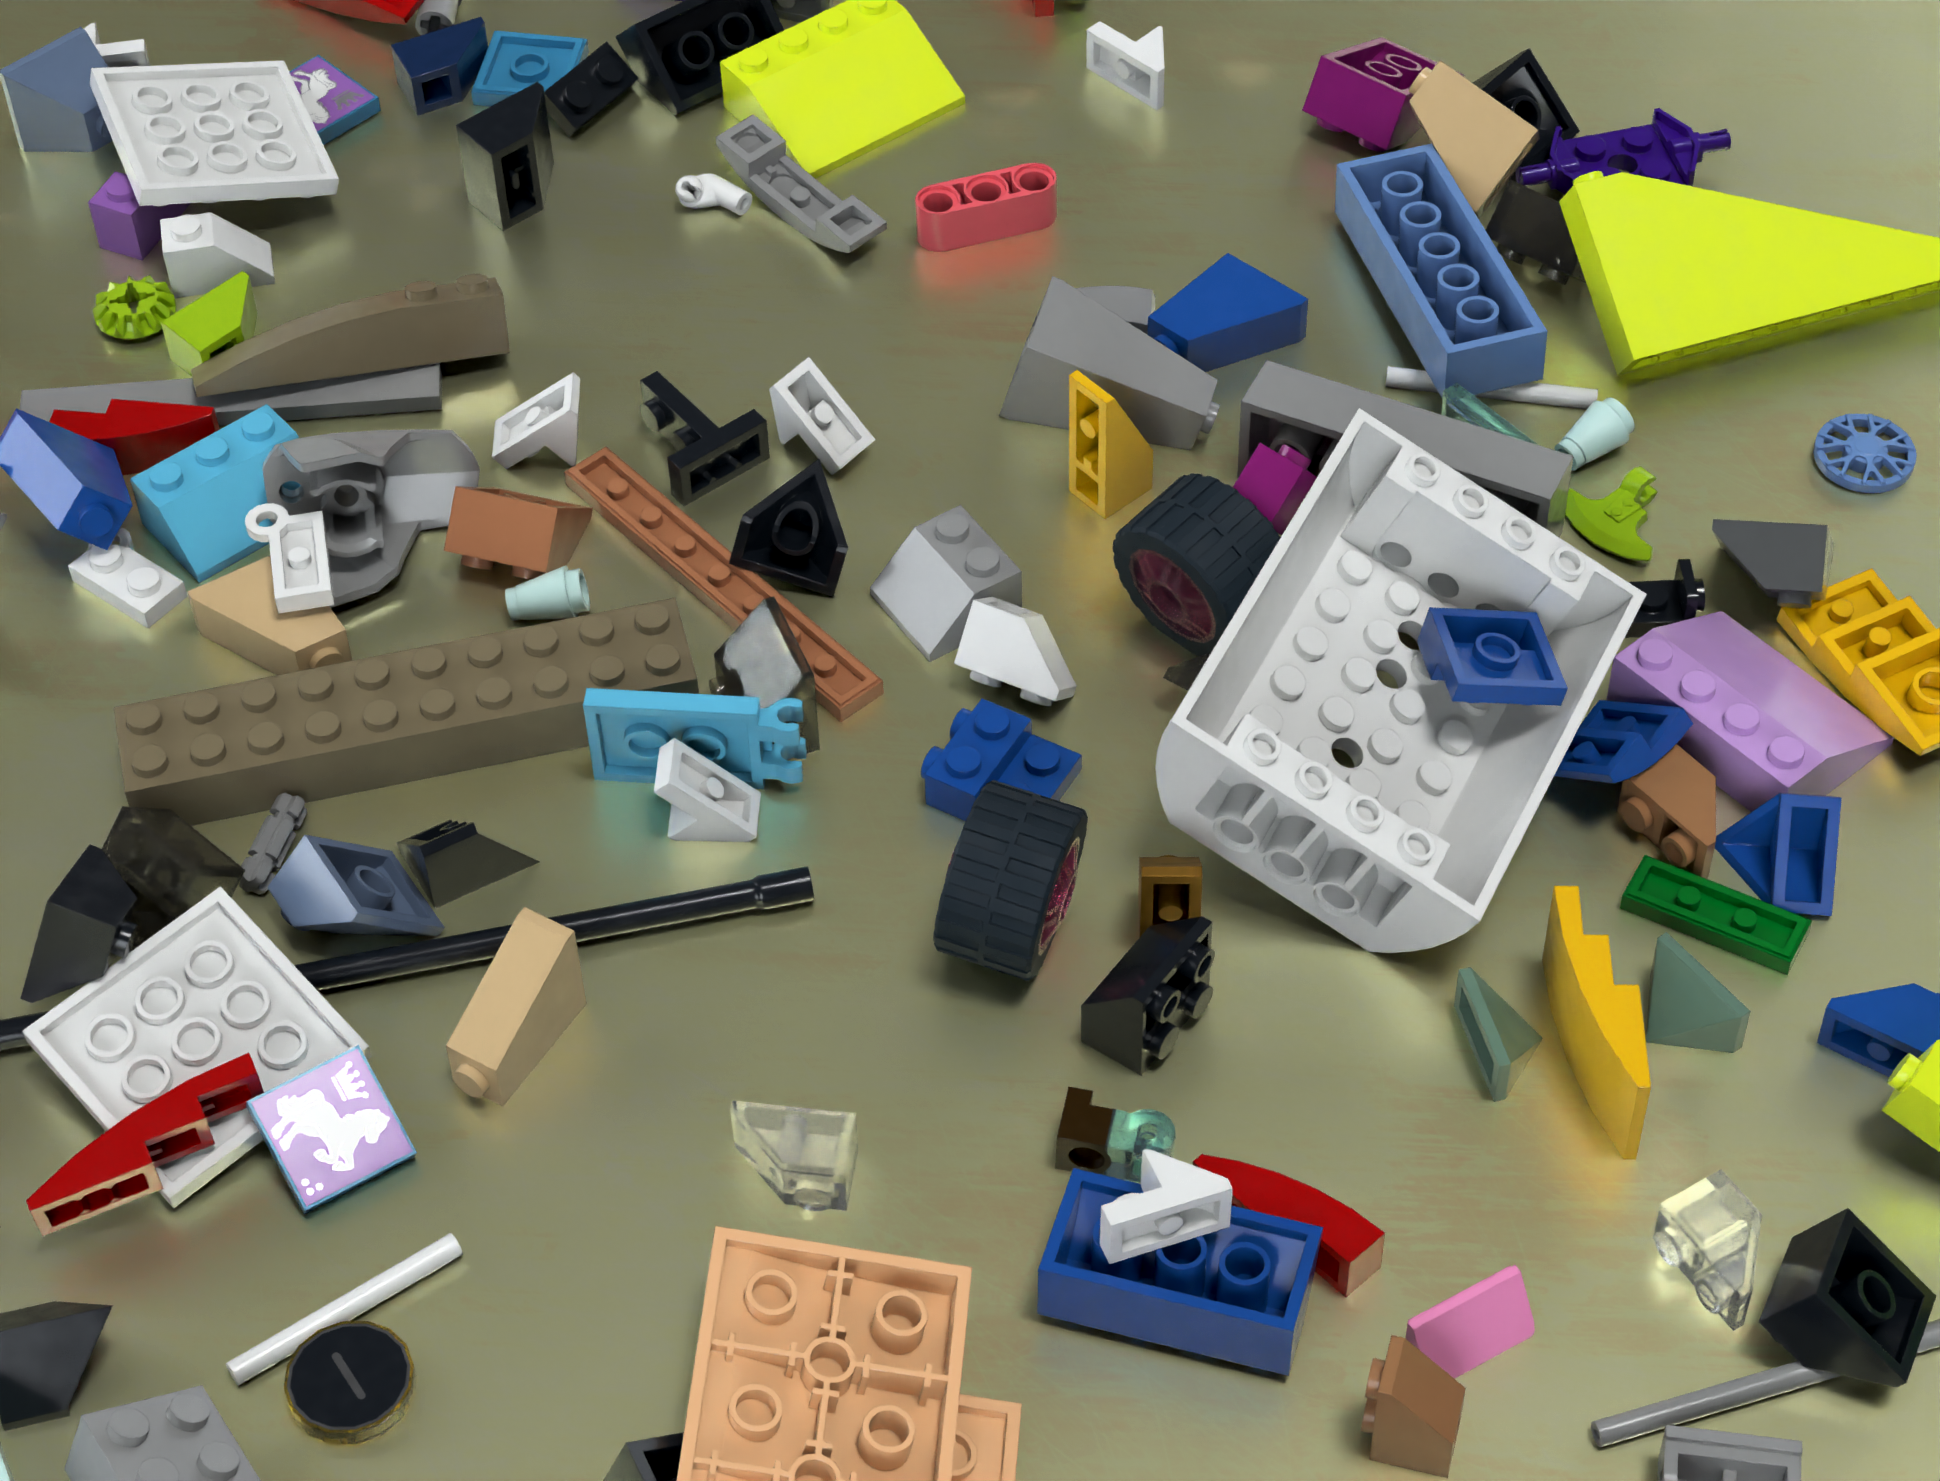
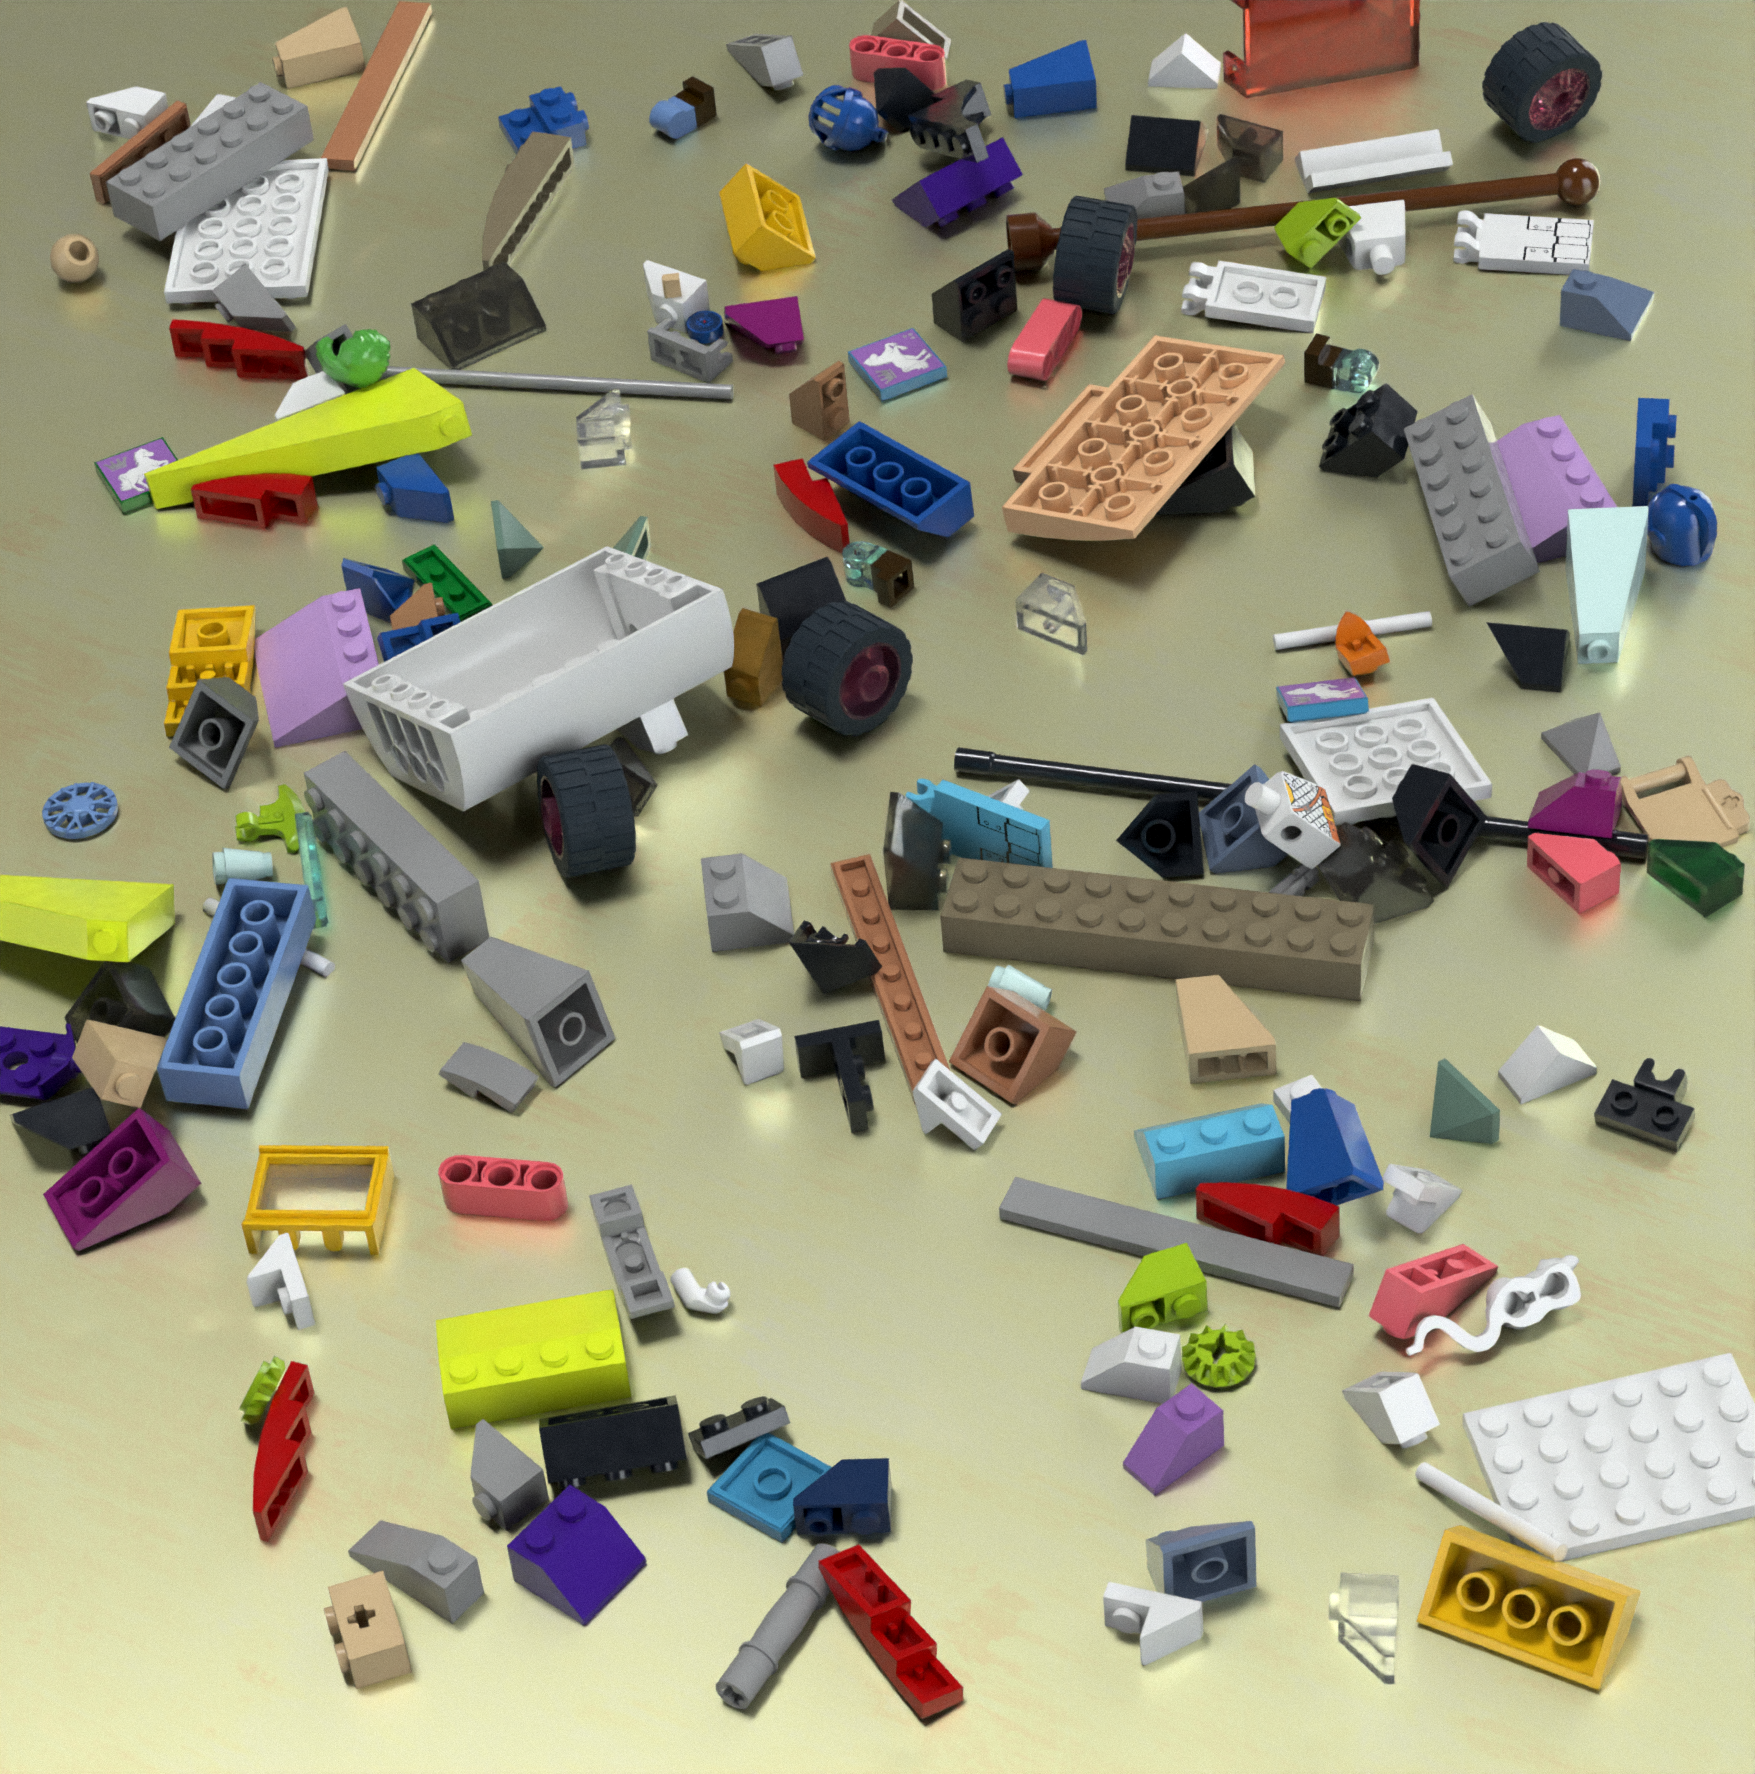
camera: 150 degrees left, 5 degrees down
(125, 1158) = (1436, 699): red slope -> none
(212, 132) = (1087, 1443): white plate -> none
(270, 850) = (1295, 817): none -> white torso
(297, 556) = (1188, 1018): white hinge -> none
(309, 1250) = (1358, 646): none -> orange plate
(332, 98) = (980, 1519): tile -> none
(350, 1382) = (1365, 591): black tile -> none
(367, 336) = (1058, 1218): dark tan slope -> none
(373, 495) = (1120, 1059): light grey piece -> none
(508, 157) = (846, 1341): black slope -> none
(518, 1008) = (1178, 721): tan slope -> none
(998, 747) = (797, 785): blue plate -> none
(1014, 648) = (740, 832): white slope -> none
(1106, 451) = (576, 921): yellow slope -> none
(1168, 139) = (320, 1191): none -> yellow window
(1174, 1207) = (885, 466): white slope -> none
(1229, 316) = (409, 1030): blue slope -> none
(1276, 483) = (508, 812): magenta slope -> none
(1475, 1323) = (758, 442): bright pink slope -> none
(1491, 656) = (471, 675): blue plate -> none
(1597, 1023) = (577, 514): yellow slope -> none
(1668, 600) = (302, 751): black bracket -> none
(1848, 1303) = (570, 382): black slope -> none

